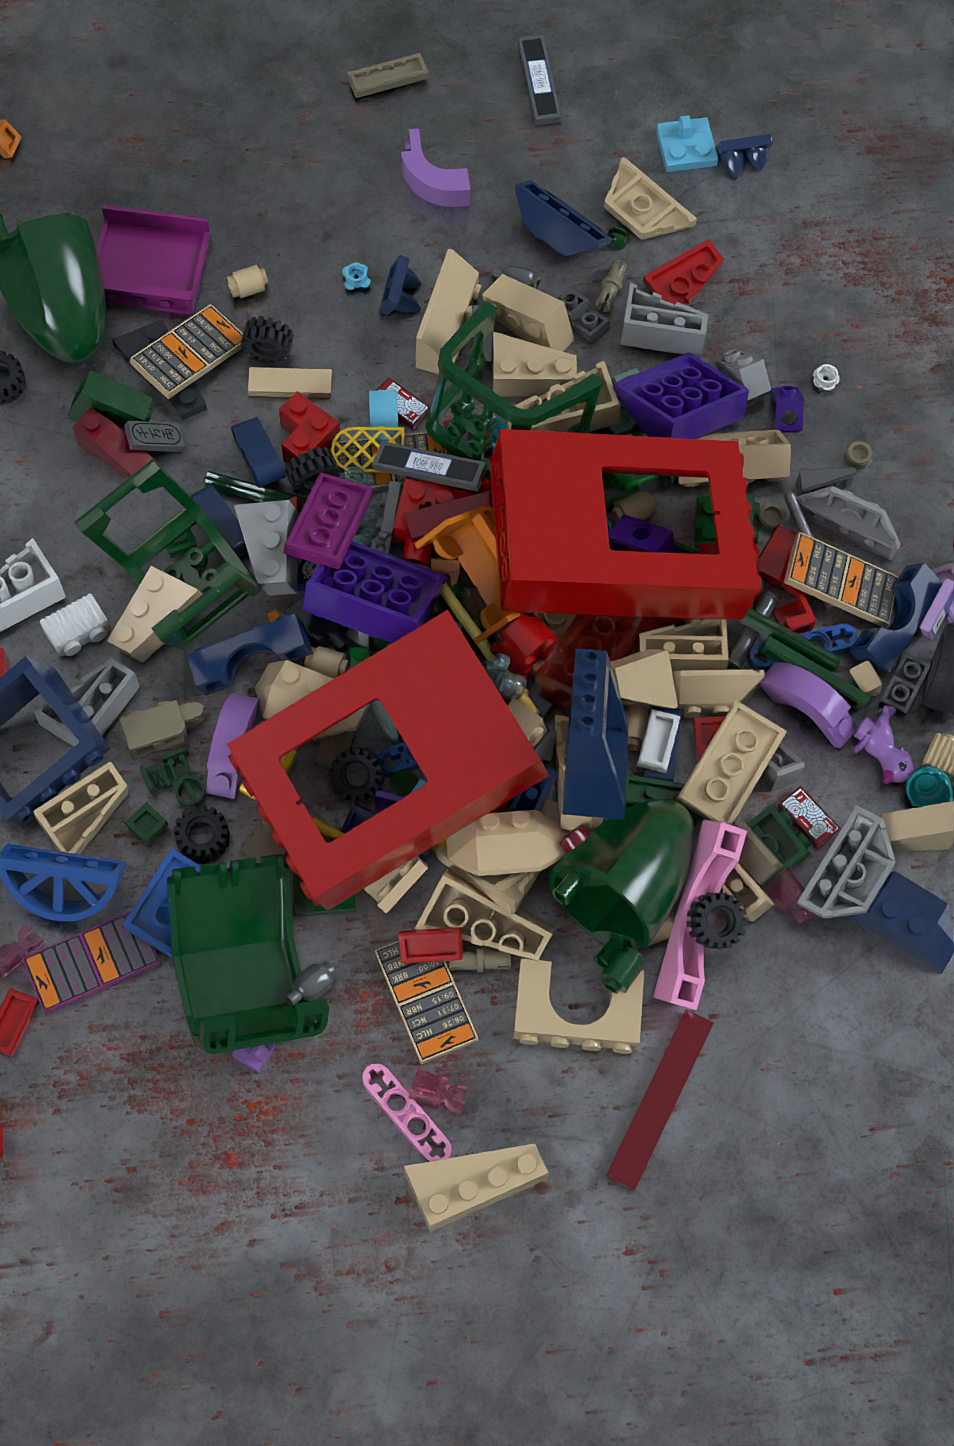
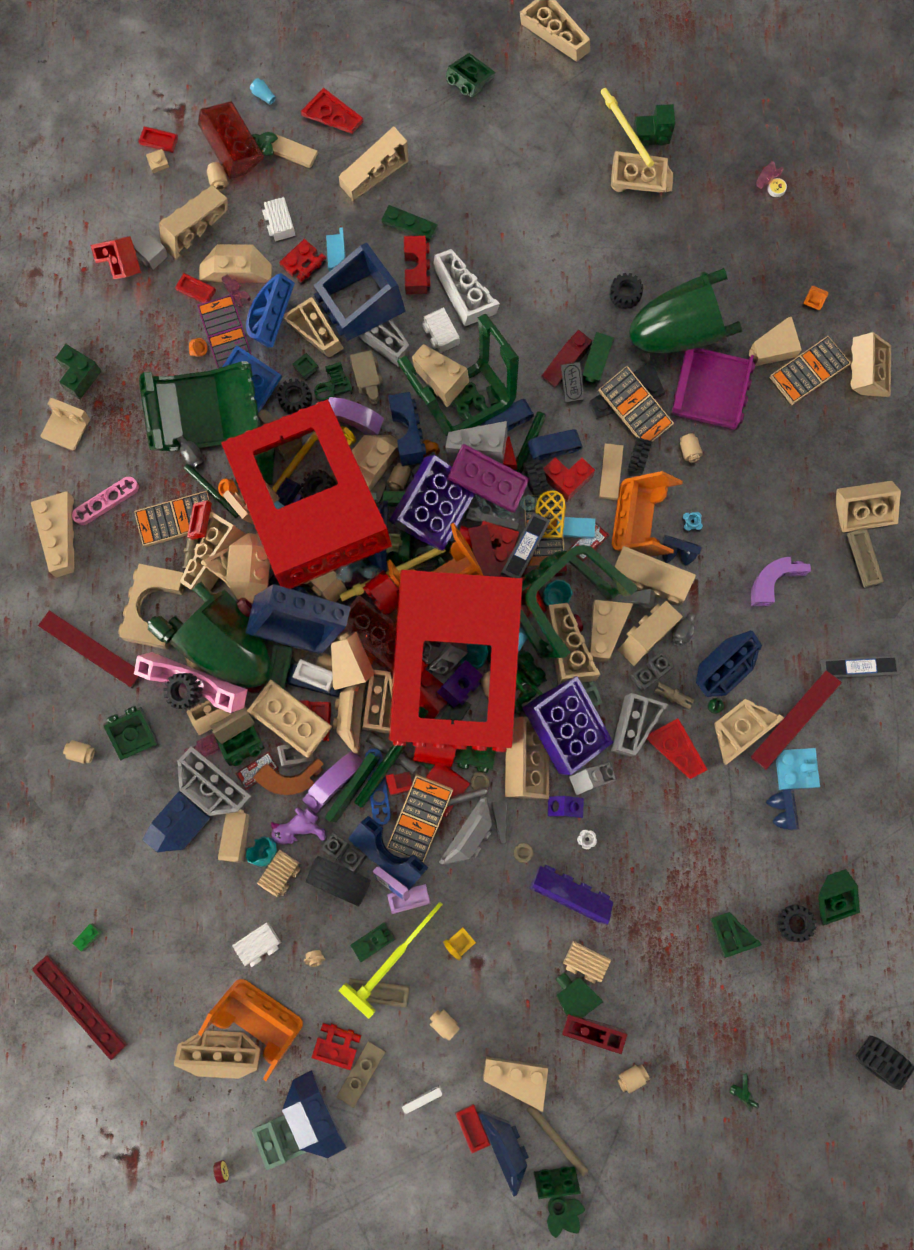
camera: 100 degrees right, 10 degrees up
(77, 182) = (777, 344): none -> tan slope
(107, 74) = (871, 365): none -> tan slope
(116, 146) = (810, 370): none -> tile
(122, 1001) = (197, 347): none -> orange tile
(177, 1188) = (80, 371): none -> dark green brick
(279, 1203) = (65, 424): none -> tan bracket
(314, 72) = (868, 506): none -> tan slope
(356, 348) = (636, 510): none -> orange windscreen
(368, 917) = (227, 484): none -> orange tile
(371, 945) = (210, 489): none -> dark green bar
(433, 1089) = (116, 515): clear pink plate -> none
(625, 143) = (796, 720): none -> dark red tile
(785, 1009) = (129, 732): none -> dark green plate
(823, 762) = (287, 785): none -> dark orange arch
(829, 1085) = (79, 752): none -> tan brick
(843, 91) = (838, 897): none -> dark green slope
(867, 678) = (345, 823): tan slope -> none
(891, 126) = (807, 917): none -> black tyre
(908, 381) = (572, 895): none -> dark purple slope
(917, 205) = (732, 935): none -> dark green wing

